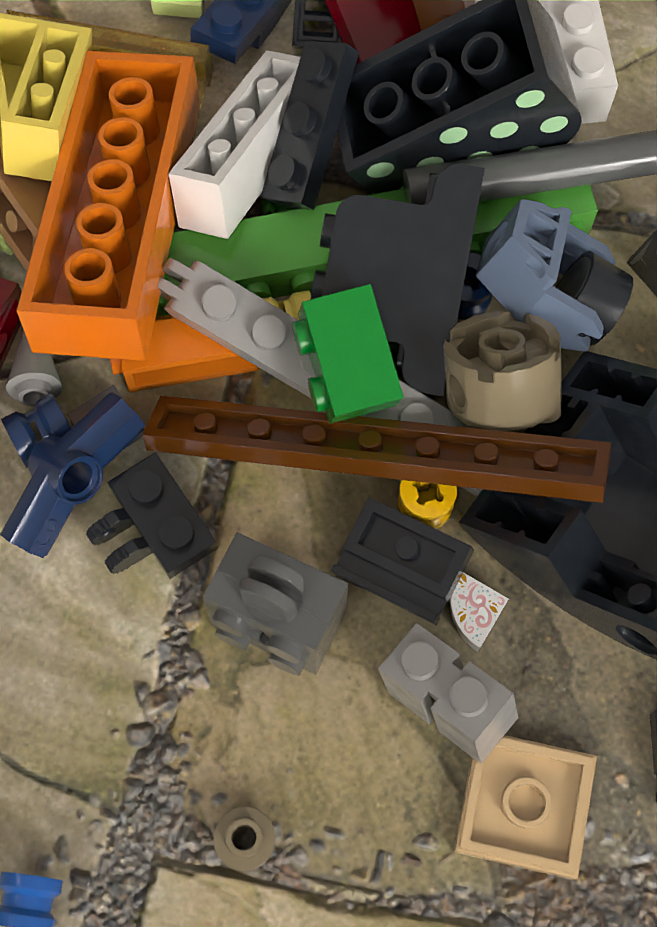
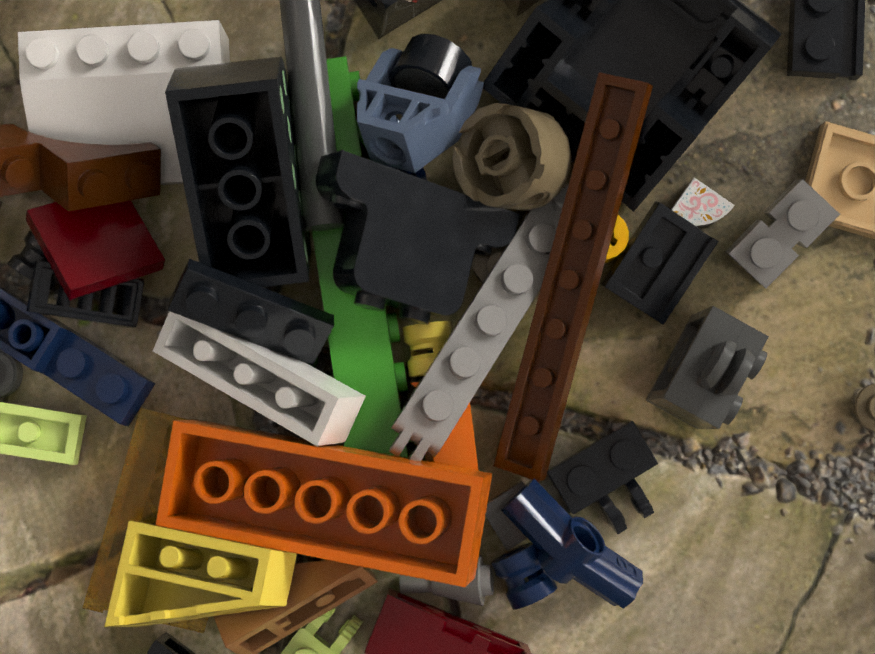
camera: 90 degrees left, 15 degrees up
(347, 354) = (501, 291): green brick -> none

